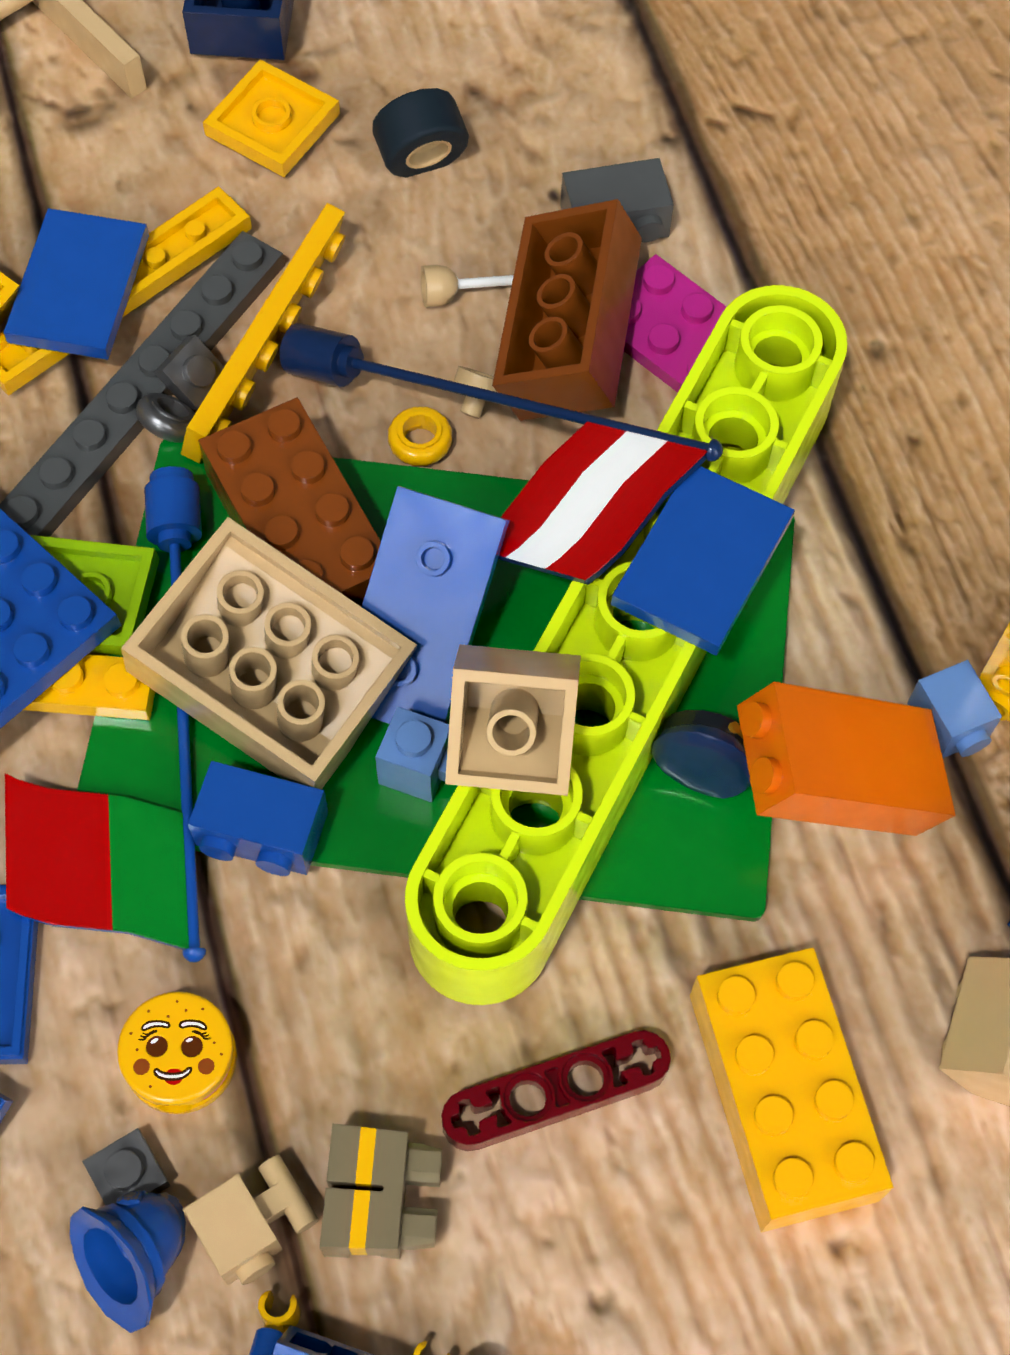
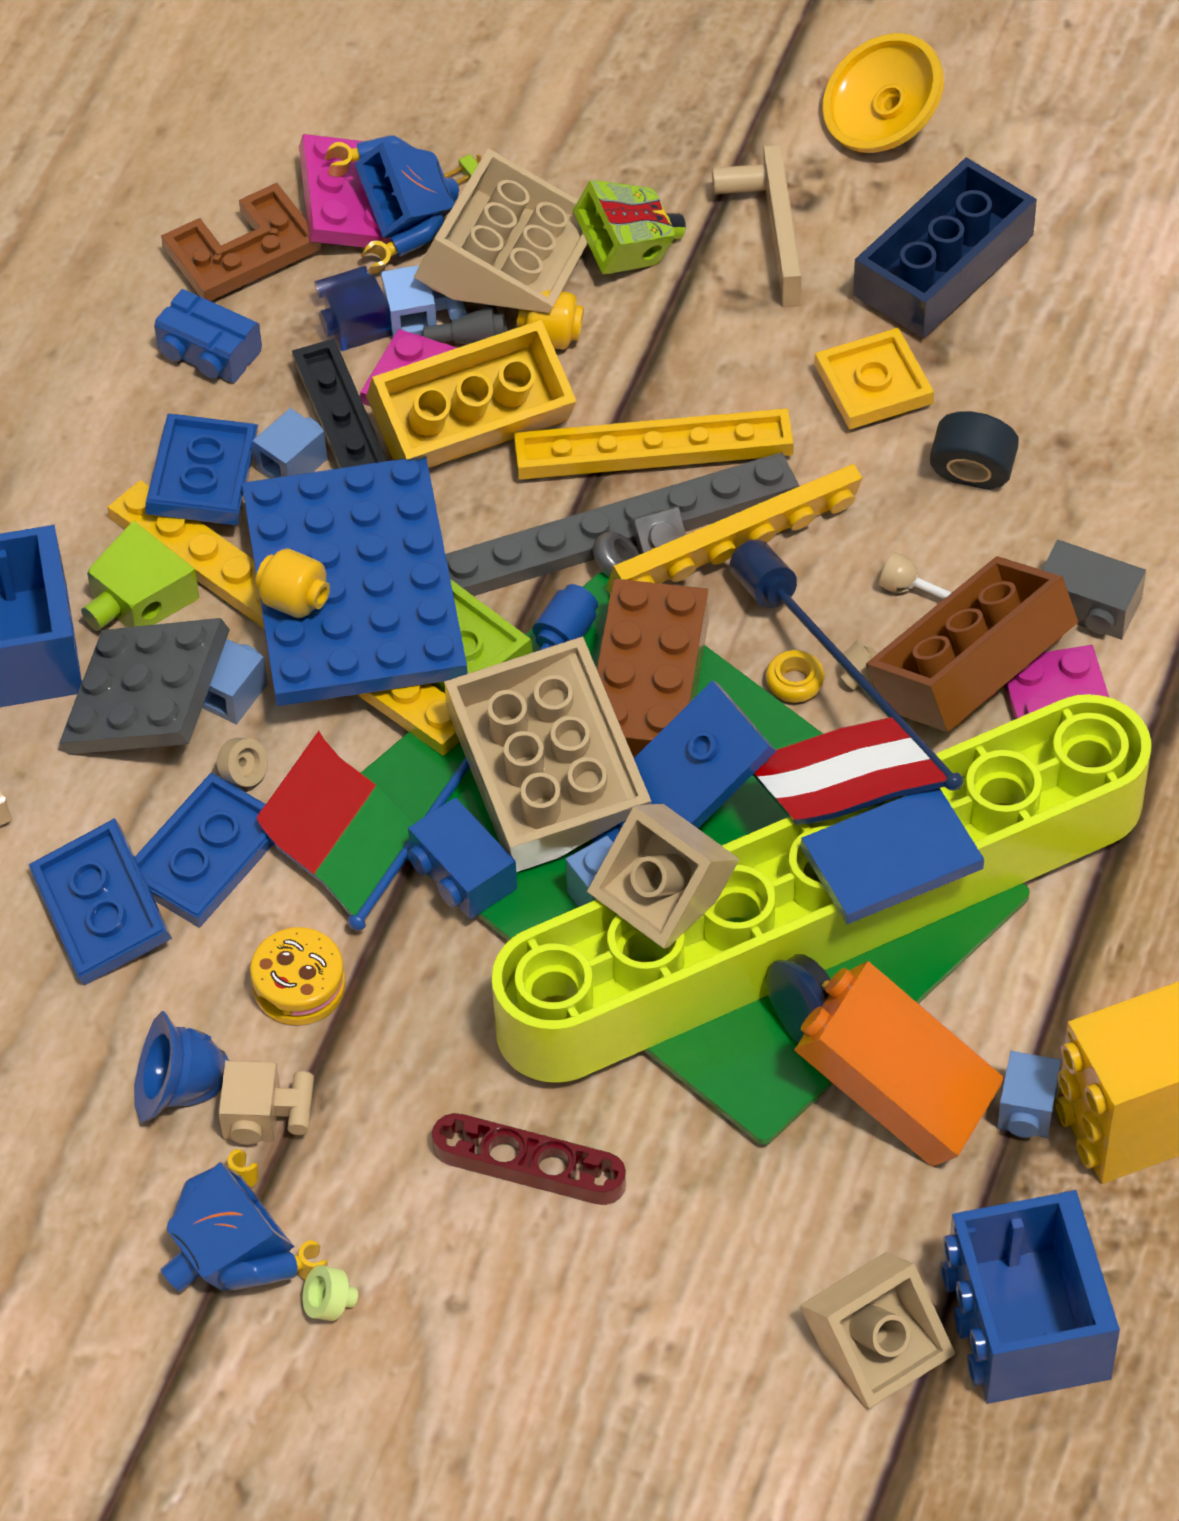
camera: 40 degrees right, 10 degrees down
(77, 284) = (623, 423): blue tile -> none
(125, 1168) = (217, 1021): flat silver plate -> none
(368, 1193) = (354, 1136): dark tan hips -> none
(789, 1090) = (683, 1252): yellow brick -> none

